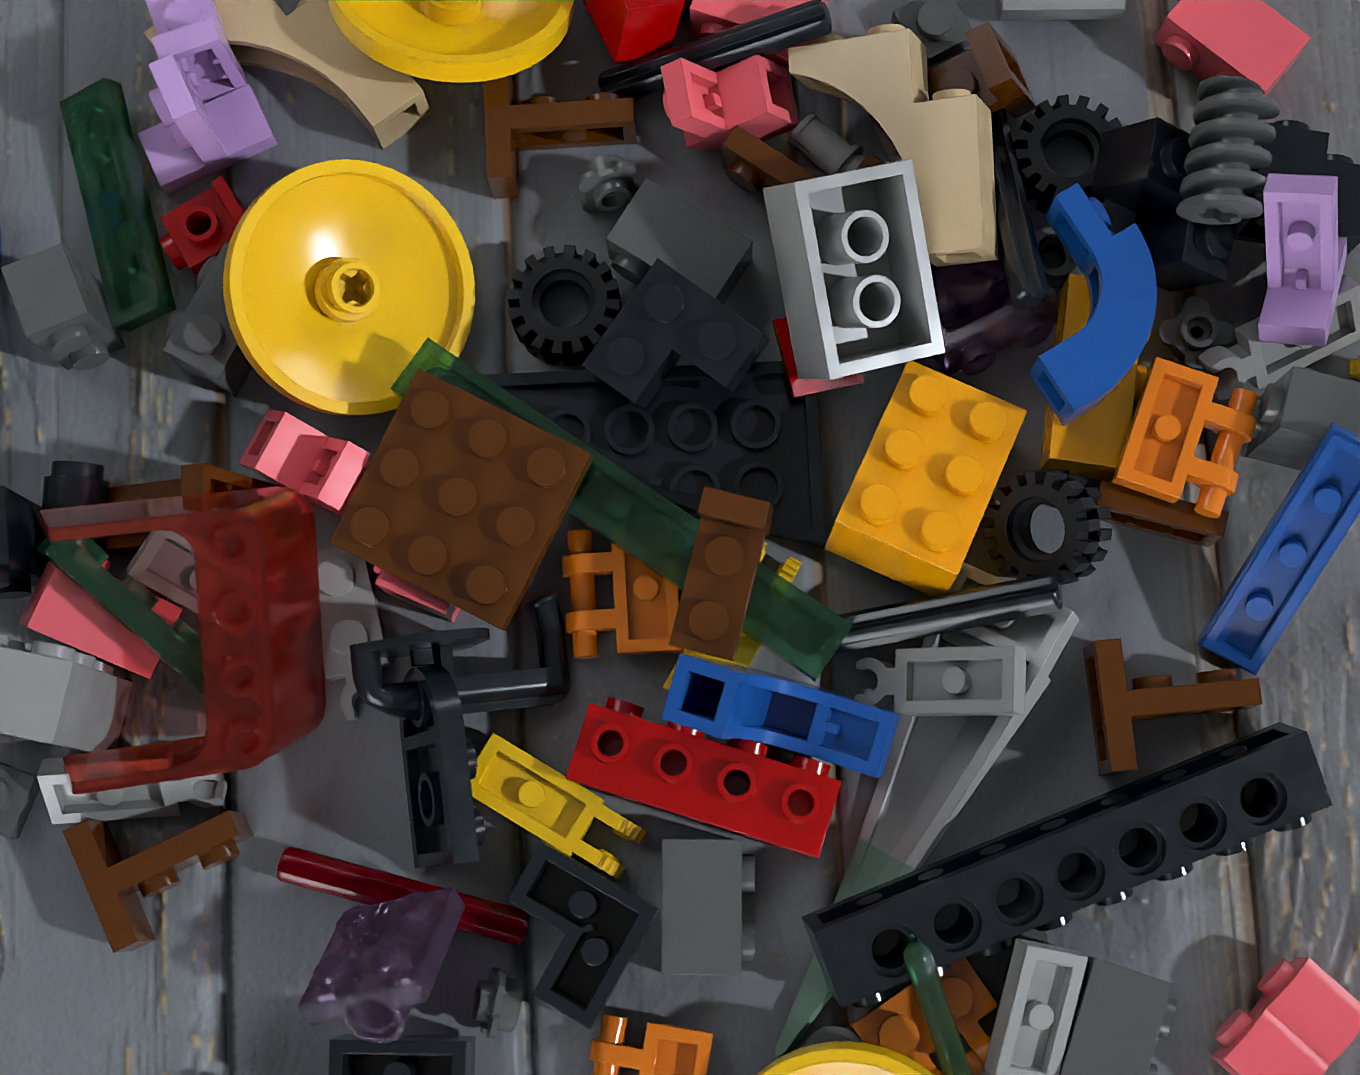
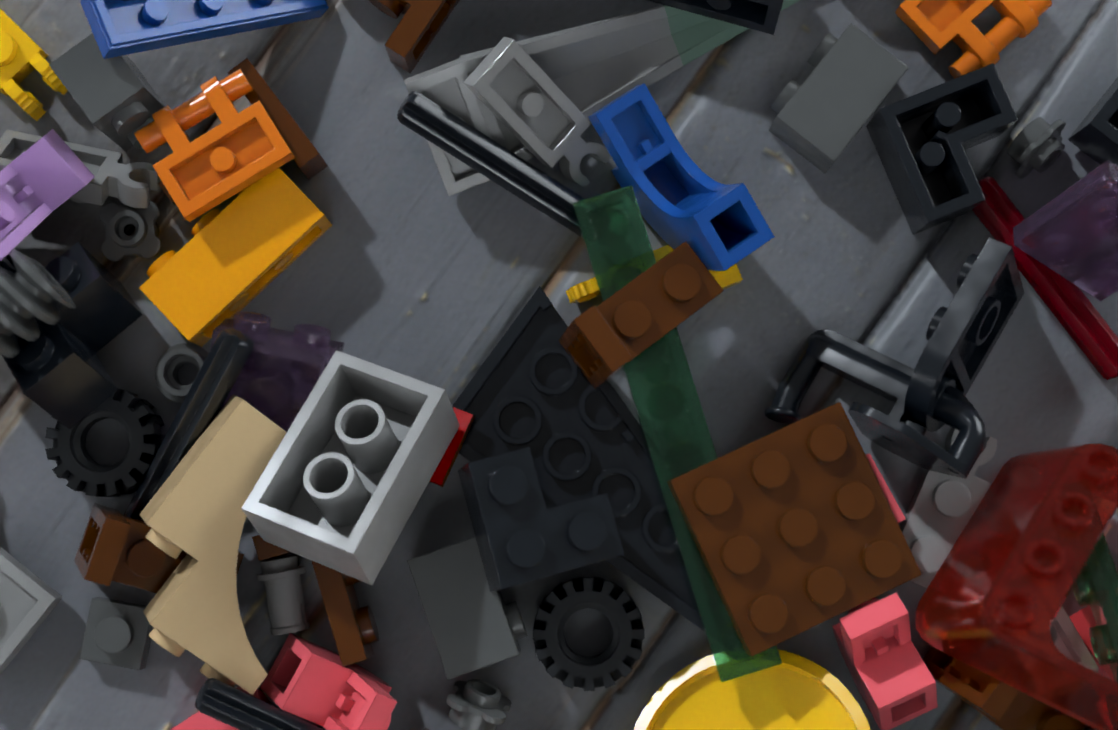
camera: 145 degrees left, 5 degrees up
(546, 803) = (892, 258): yellow hinge -> none
(642, 601) = (712, 345): orange plate -> none
(705, 779) = (742, 144): red brick -> none
(925, 480) = (427, 271): light orange brick -> none
(1079, 517) = (338, 159): black tyre -> none
(1121, 310) = (184, 271): blue arch -> none

